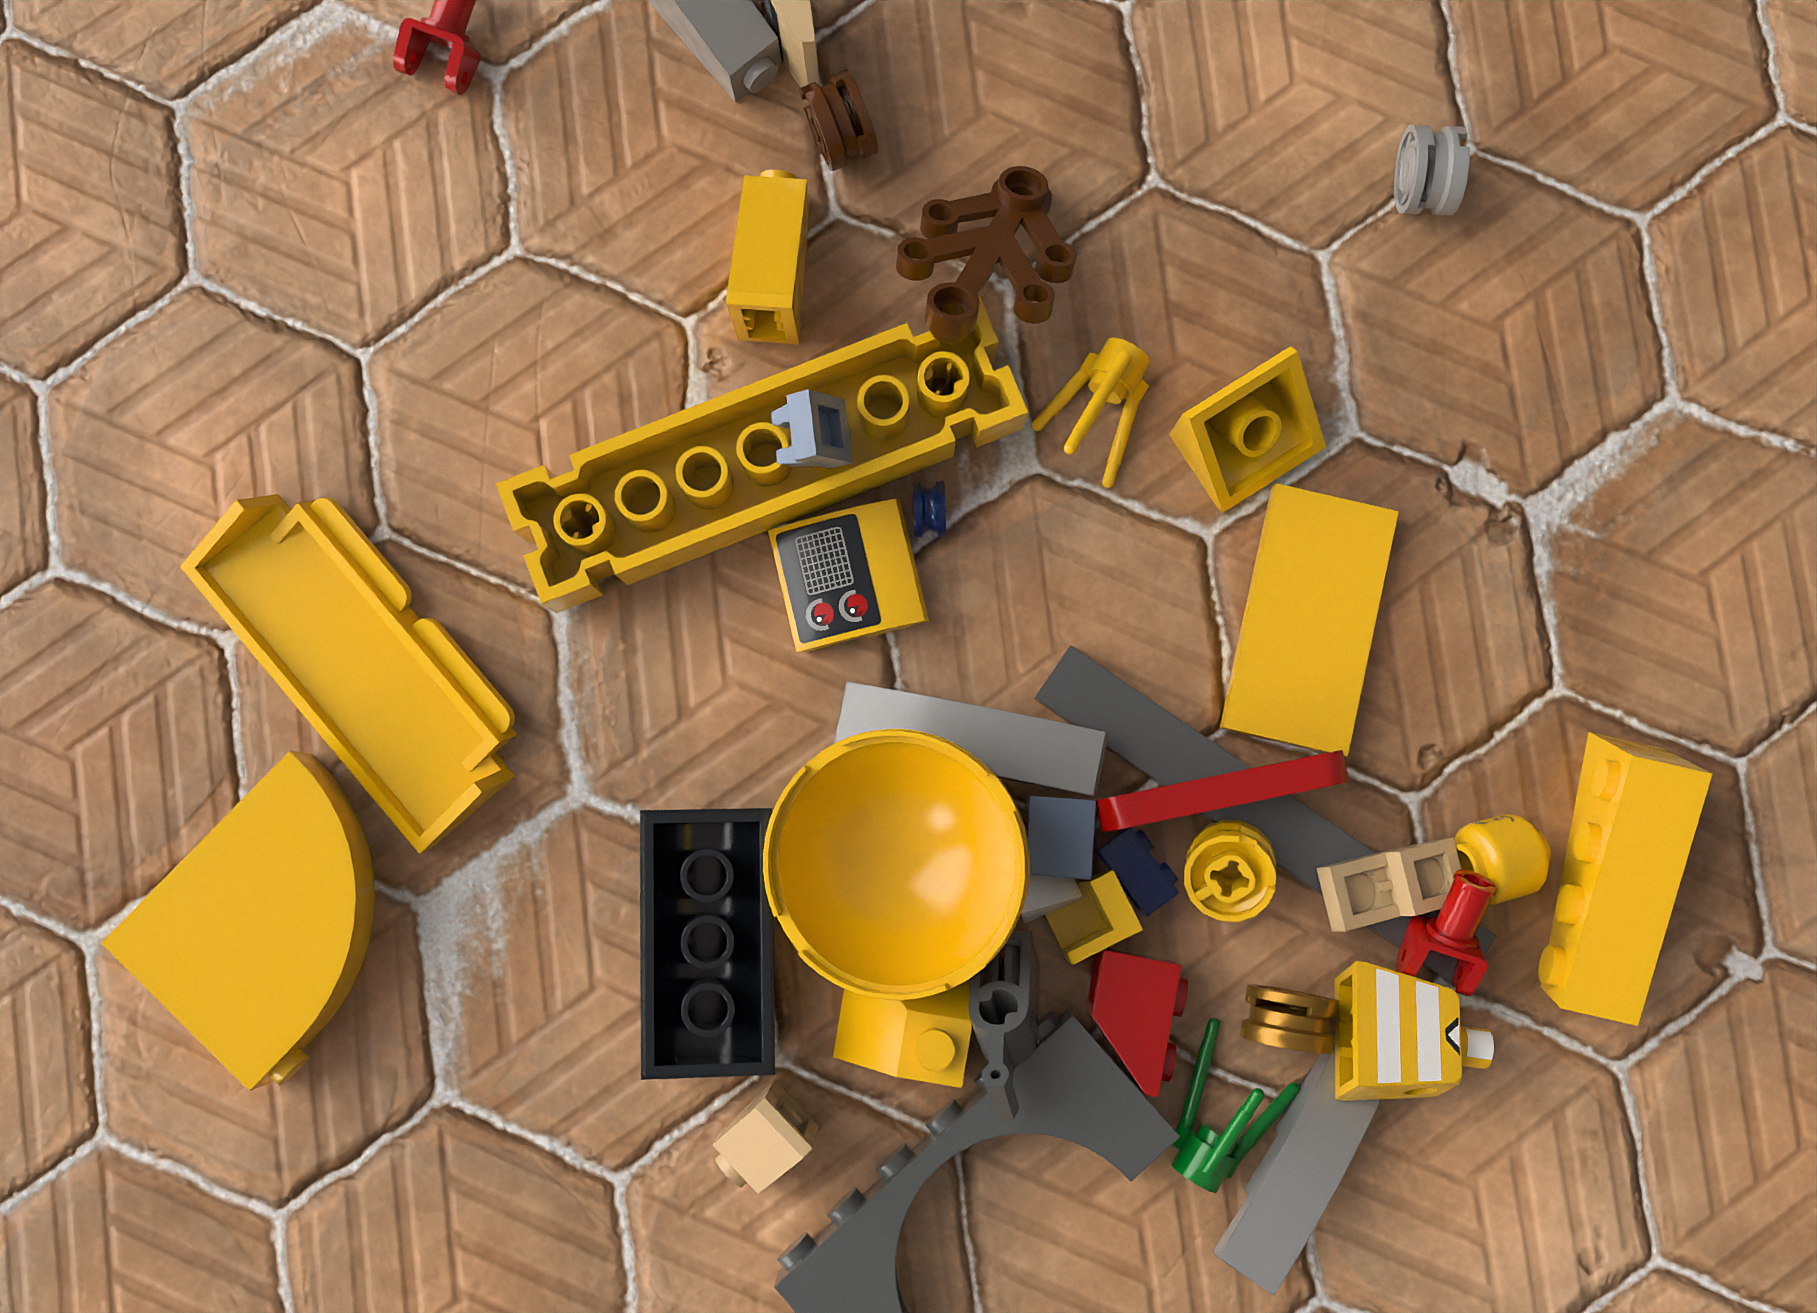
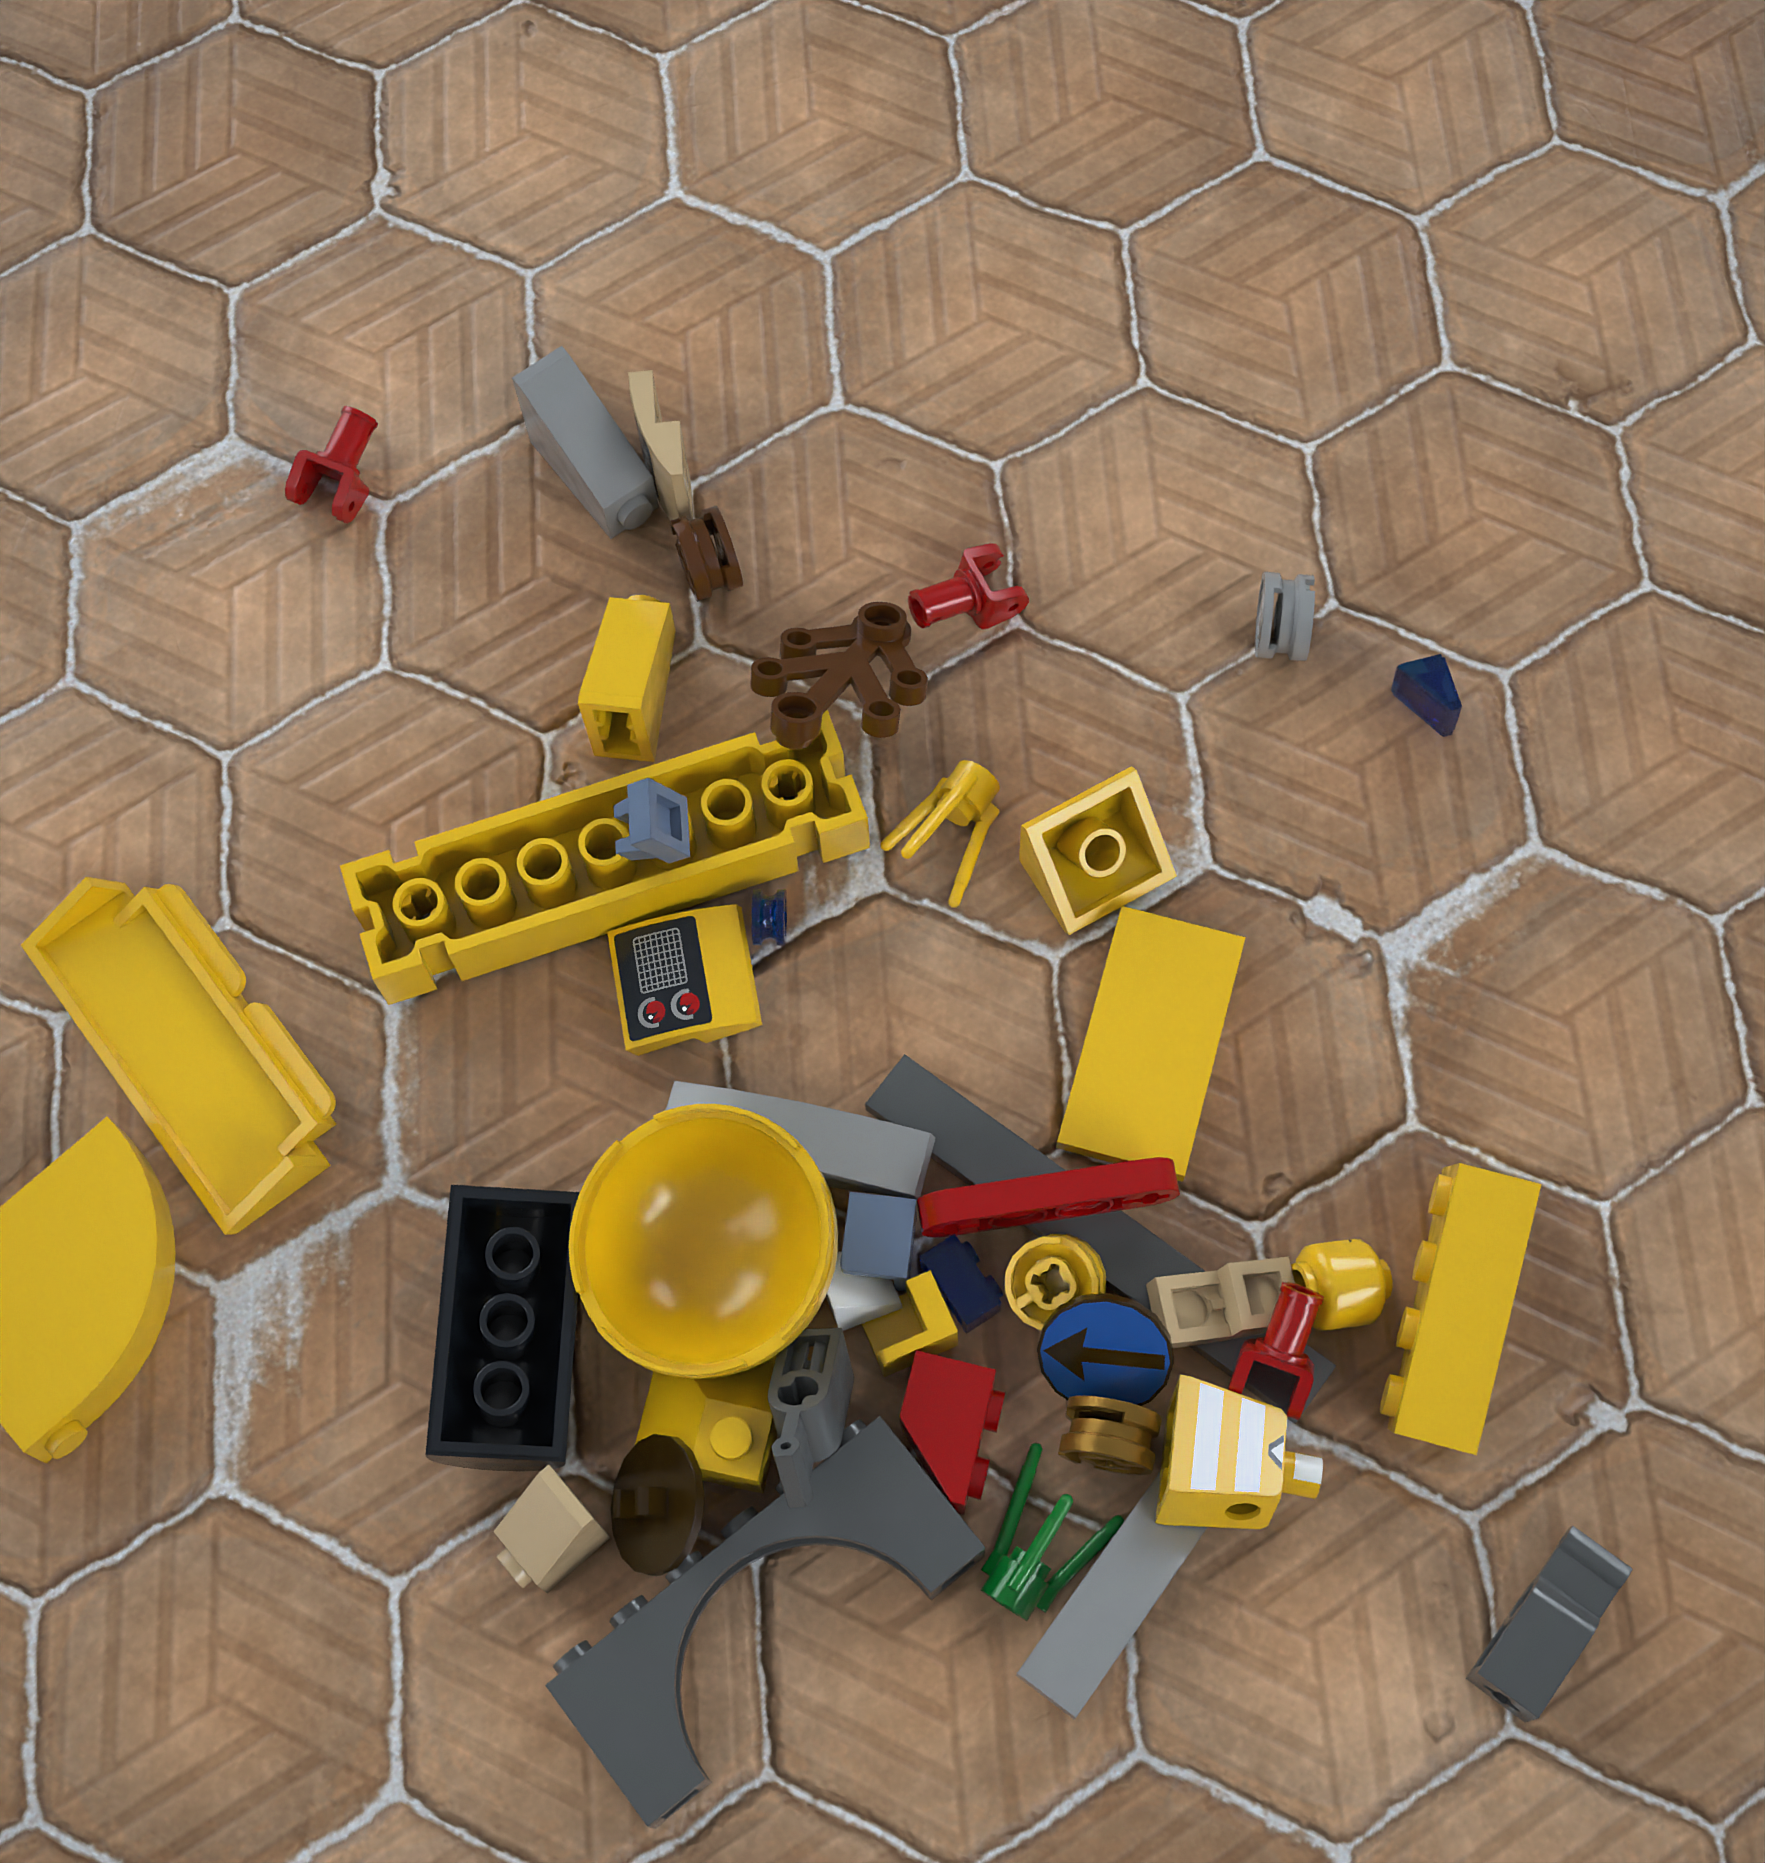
camera: 10 degrees right, 15 degrees down
(865, 1106) = (657, 1504): none -> dark brown piece
(1106, 154) = (969, 593): none -> red piece
(1282, 939) = (1105, 1349): none -> blue piece
(1576, 247) = (1429, 692): none -> clear blue slope
(1698, 1174) = (1549, 1626): none -> dark grey piece

